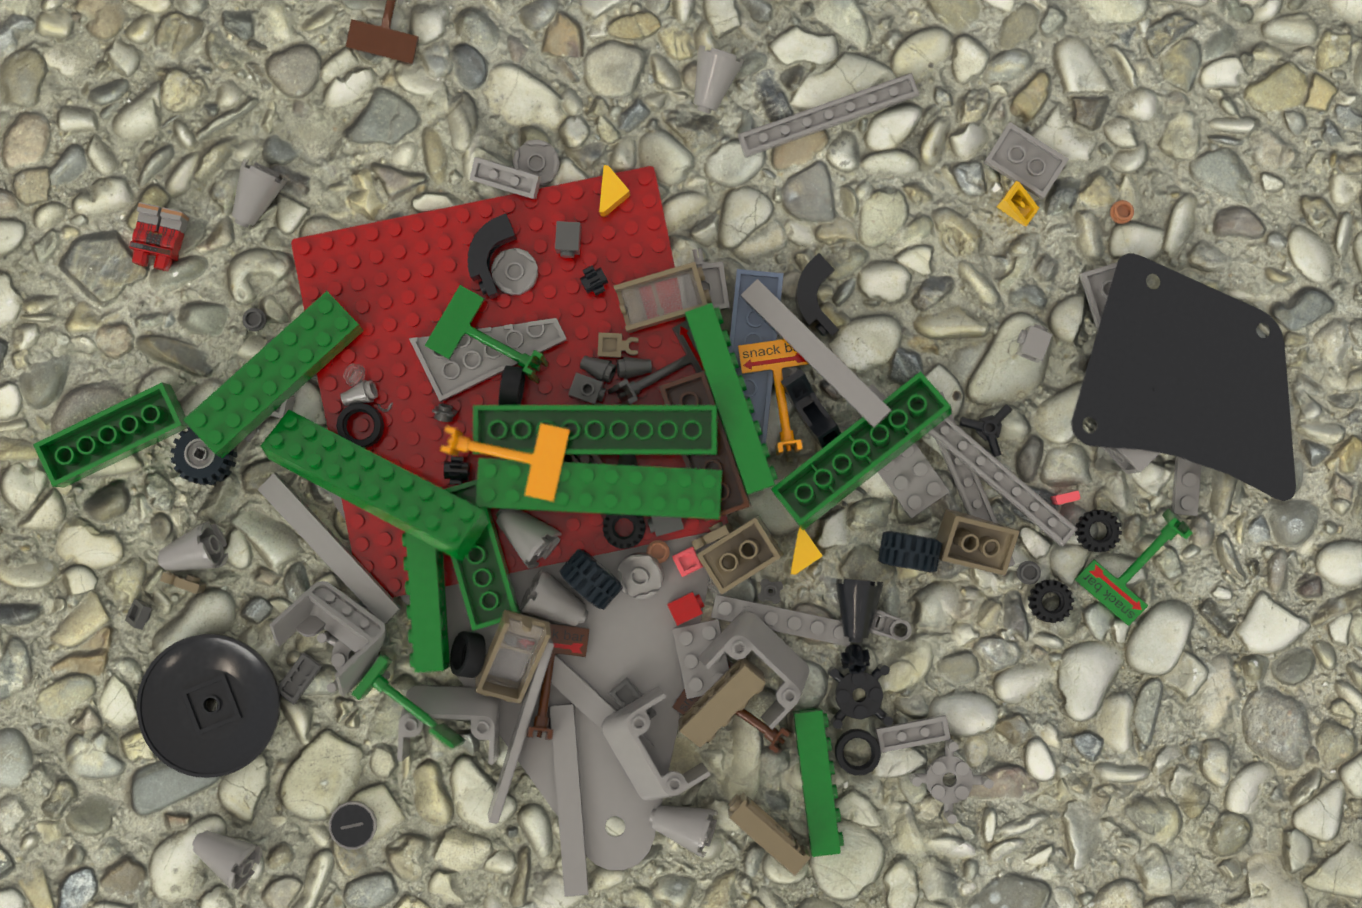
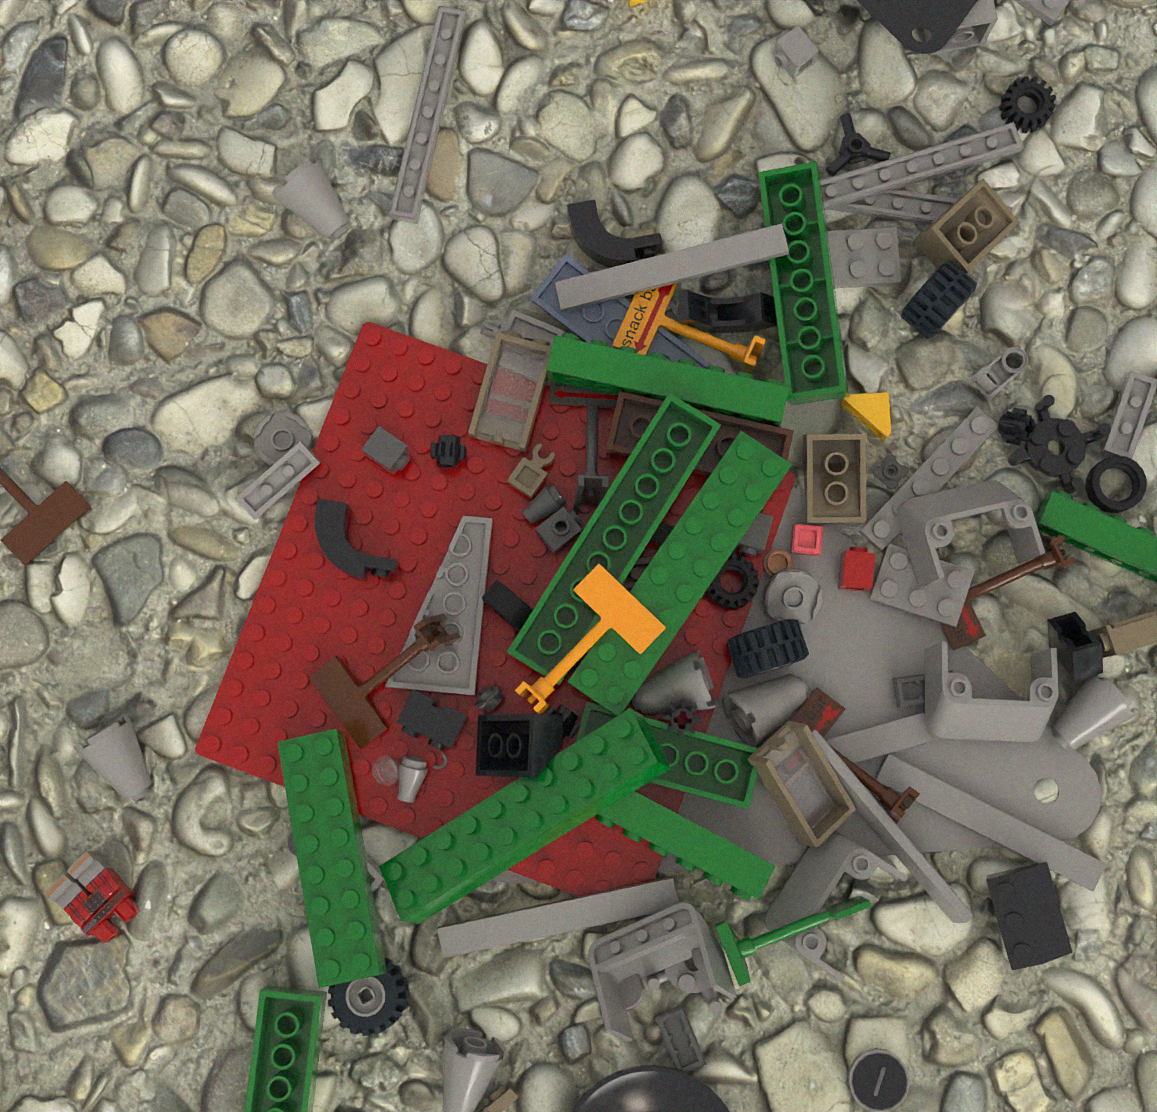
camera: 60 degrees left, 5 degrees down
(254, 319) = (254, 846): dark grey plate -> none
(360, 407) = (424, 790): black tyre -> none
(387, 321) = (351, 701): none -> reddish brown piece
(404, 379) = (439, 725): none -> black brick
(418, 450) = (517, 744): none -> black slope
(456, 323) = (397, 618): green piece -> none
(467, 654) = (777, 824): black tyre -> none
(508, 555) = (688, 724): none -> black gear
(514, 271) = (384, 530): light grey tile -> none
(520, 861) = (1029, 915): none -> black slope
(612, 191) = (365, 374): yellow slope -> none
(633, 367) = (565, 470): dark grey cone -> none
(717, 531) = (795, 486): dark tan plate -> none
(721, 787) = (1076, 647): none -> black brick
(722, 702) = (983, 589): dark tan brick -> none
(857, 606) = (964, 388): black cone -> none
(1028, 572) = (1028, 199): dark grey plate -> none
(1061, 591) = (1083, 183): black tyre -> none
(1065, 497) = (974, 115): coral tile -> none
(1112, 590) = (1098, 127): green piece -> none

